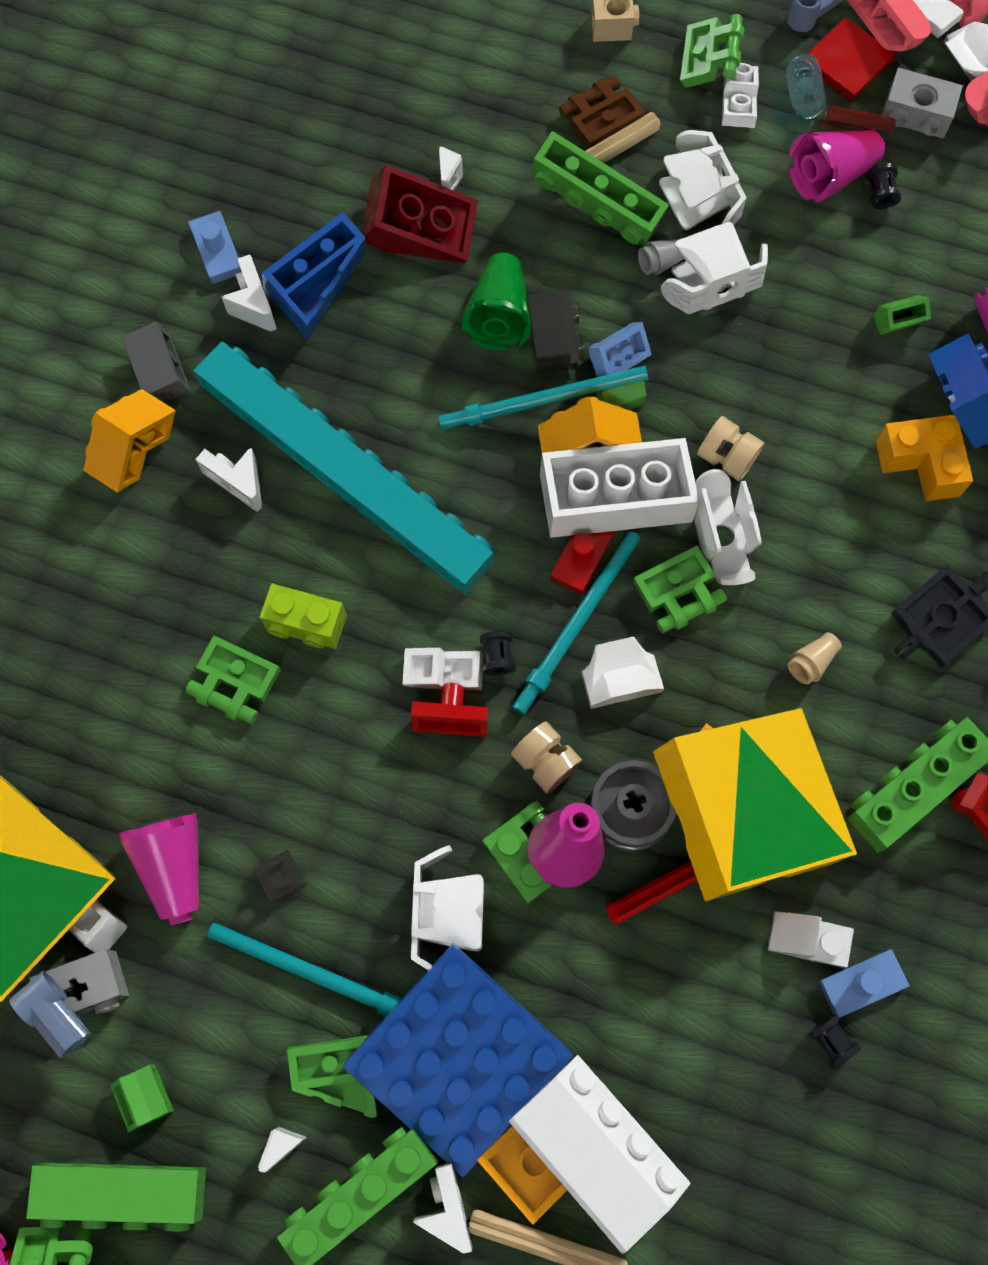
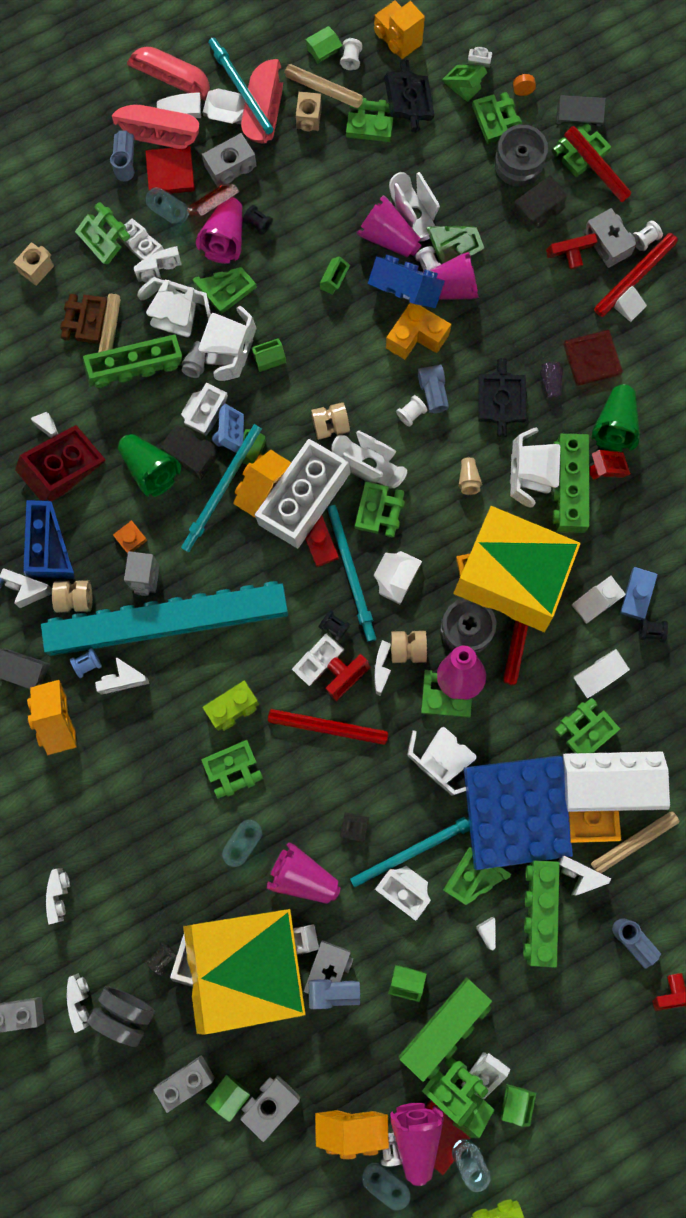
camera: 50 degrees left, 5 degrees up
(156, 762) = (242, 843): none -> clear light blue plate
(221, 425) = (85, 663): none -> medium blue bush
(250, 1000) = (405, 890): none -> white slope
(282, 349) = (72, 596): none -> tan wheel
(369, 395) = (141, 573): none -> light grey brick
(374, 747) = (328, 726): none -> red axle
(403, 356) = (130, 537): none -> orange plate
(484, 754) = (381, 673): none -> white slope
(616, 308) = (203, 408): none -> white slope
(638, 1074) = (591, 735): none -> bright green plate
(721, 1020) = (601, 673): none -> white slope
(729, 125) = (150, 266): none -> white slope
(743, 323) = (269, 355): none -> bright green piece
(775, 219) = (226, 288): none -> bright green wing
(829, 528) = (411, 411): none -> white bush
(883, 524) = (432, 382): none -> sand blue piece
(899, 721) = (535, 470): none -> white piece

